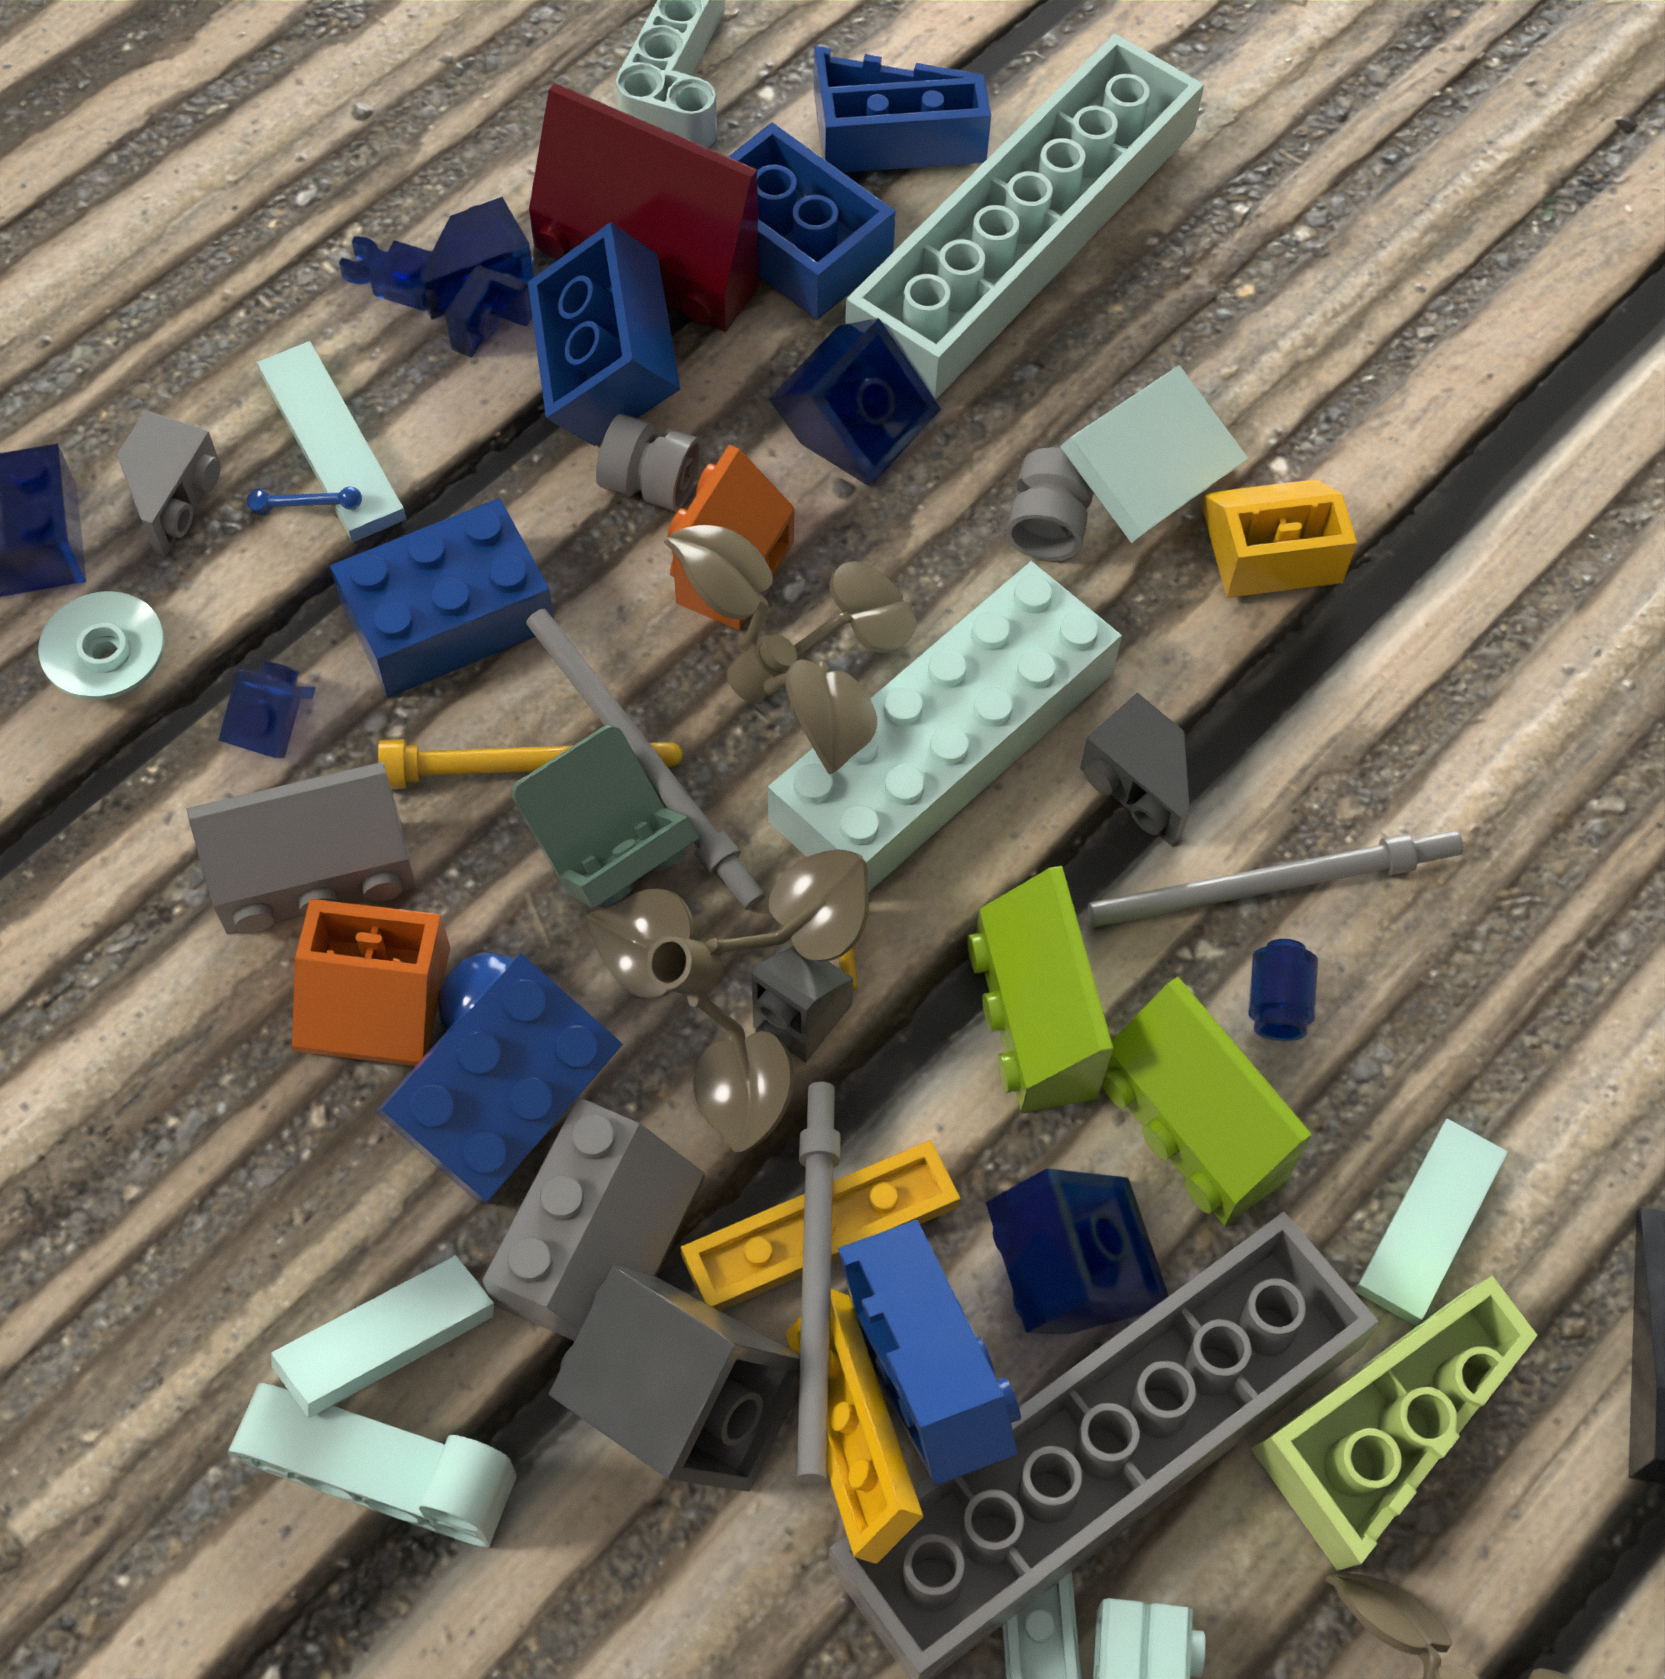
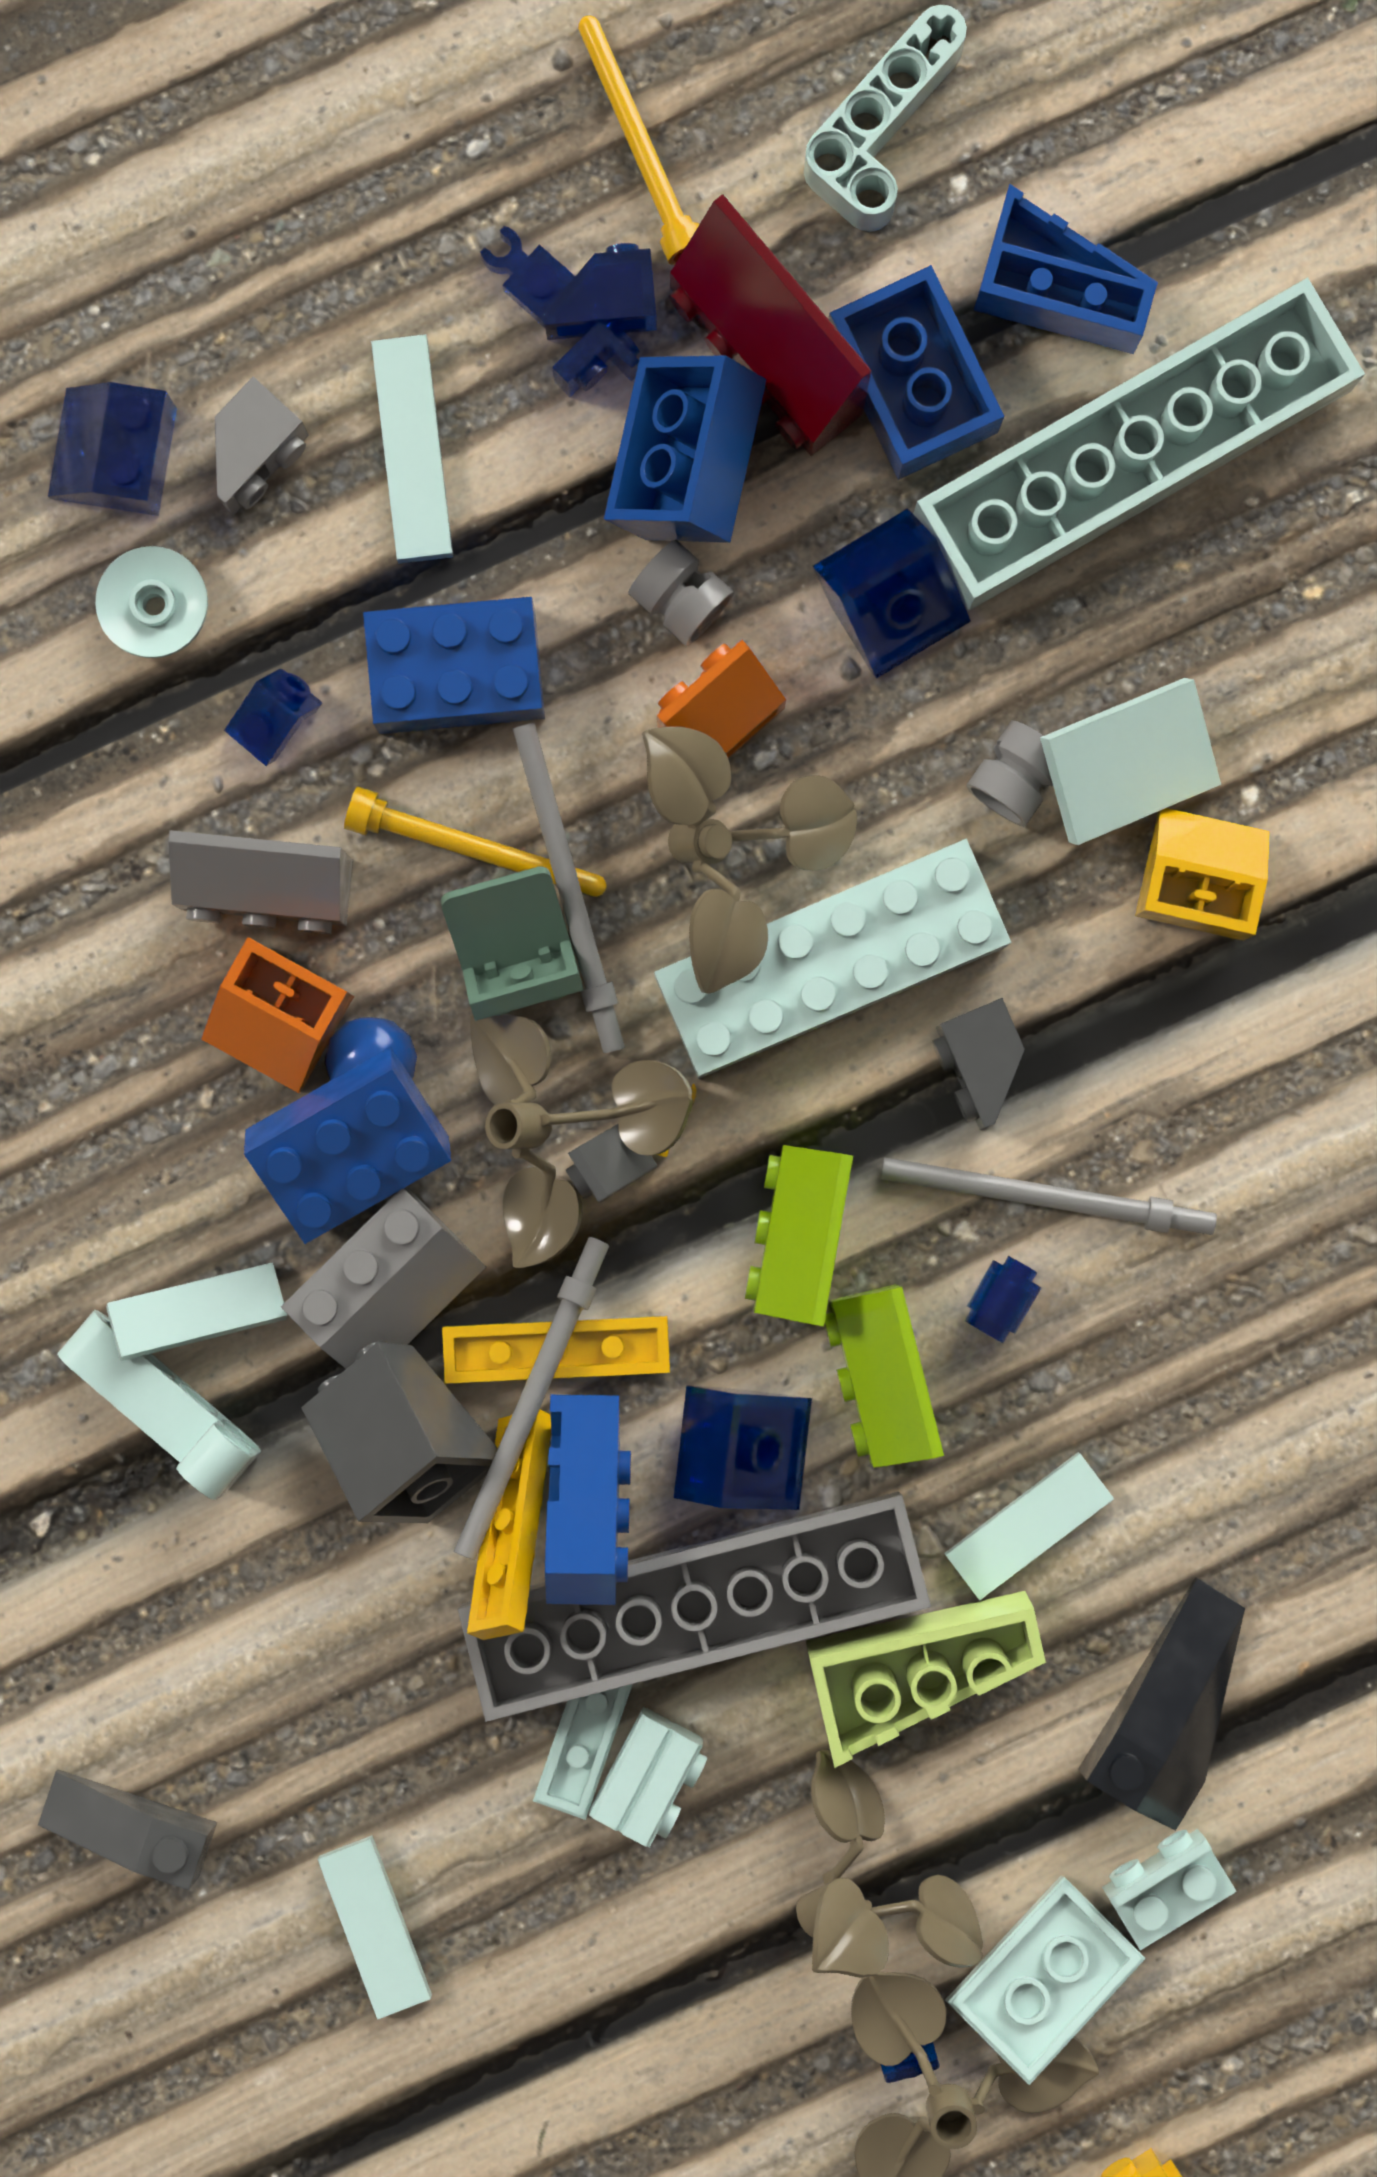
camera: 25 degrees right, 25 degrees up
(261, 502) = (333, 492): blue hinge -> none
(517, 187) = (677, 226): none -> yellow piece

